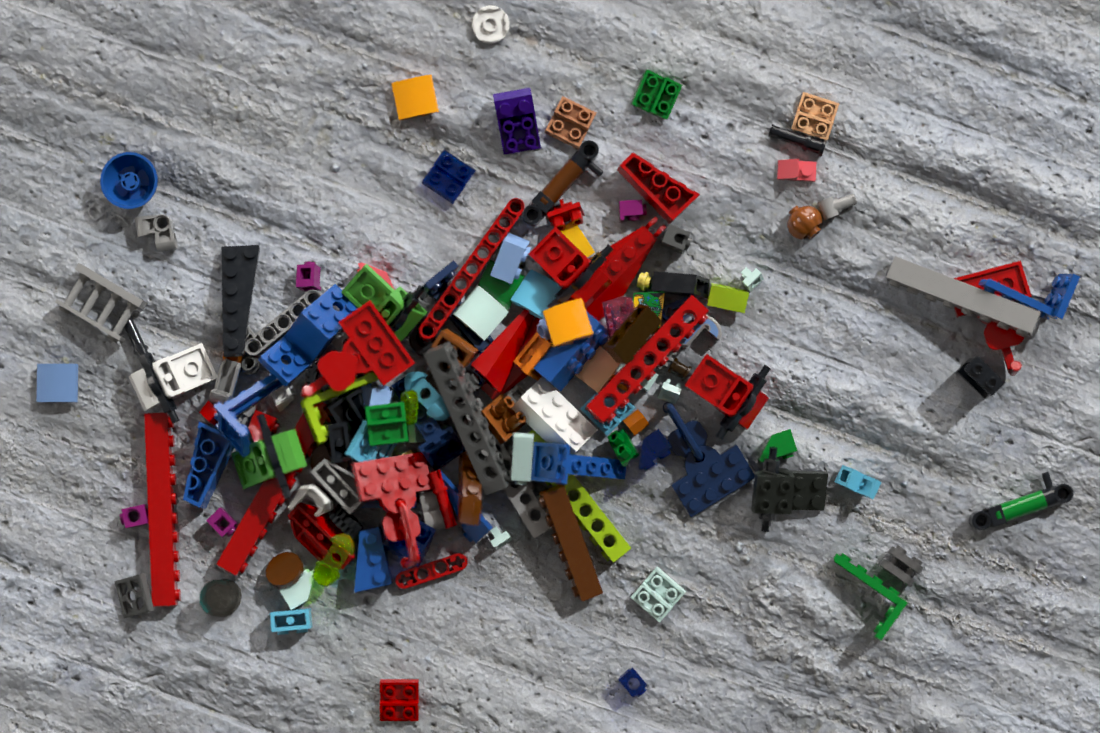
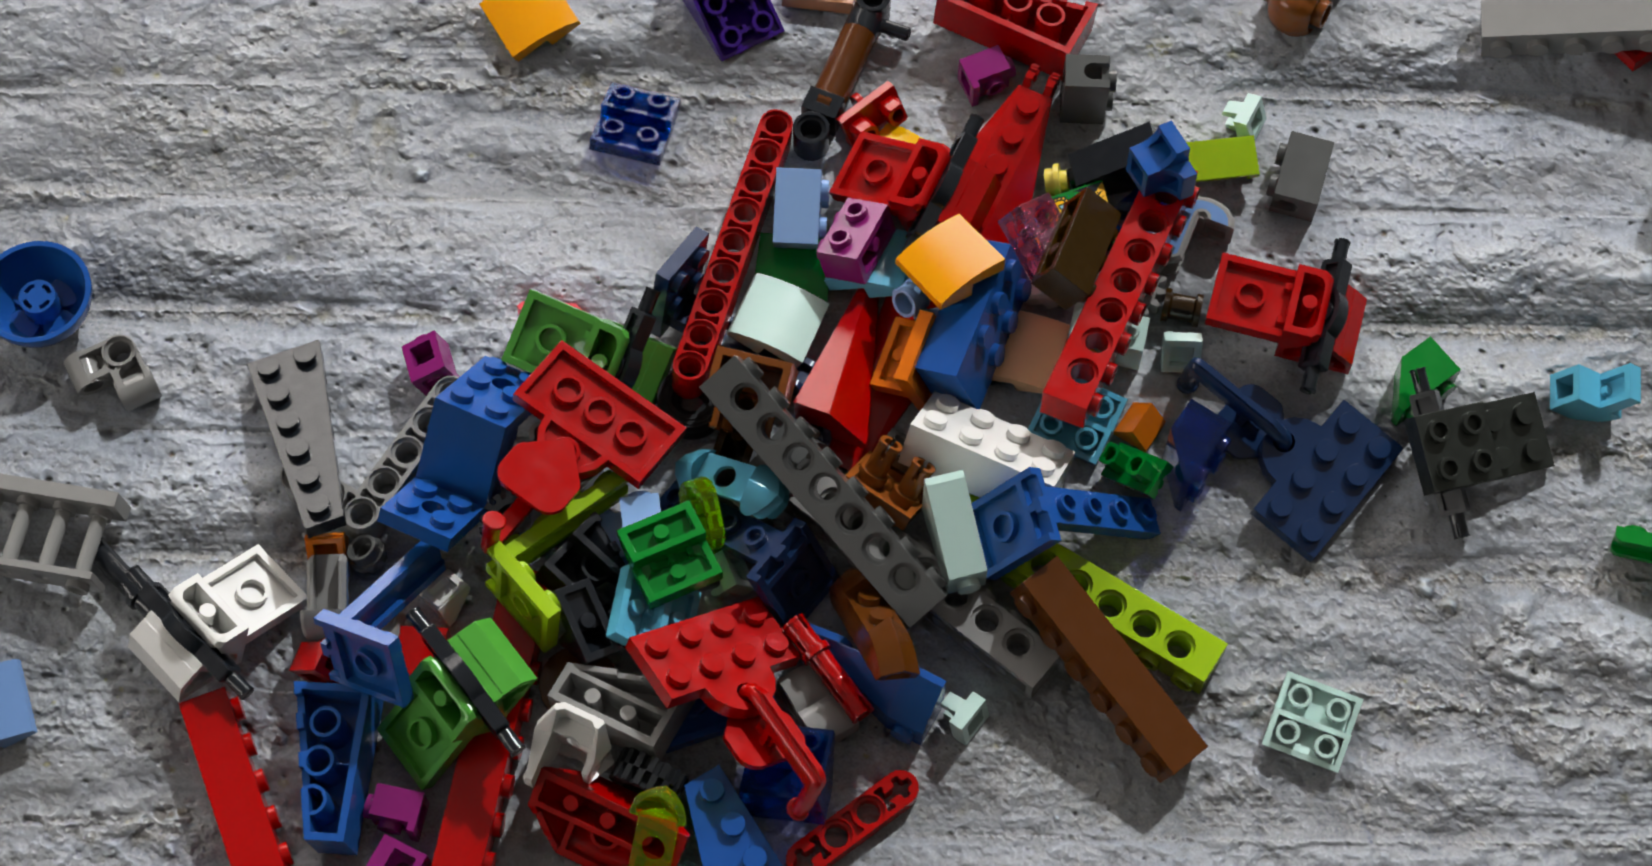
camera: 20 degrees left, 20 degrees down
(229, 495) = (397, 810): none -> magenta brick
(531, 286) = (856, 240): none -> magenta brick
(690, 305) = (1162, 164): none -> blue brick
(765, 319) = (1301, 175): none -> dark grey brick

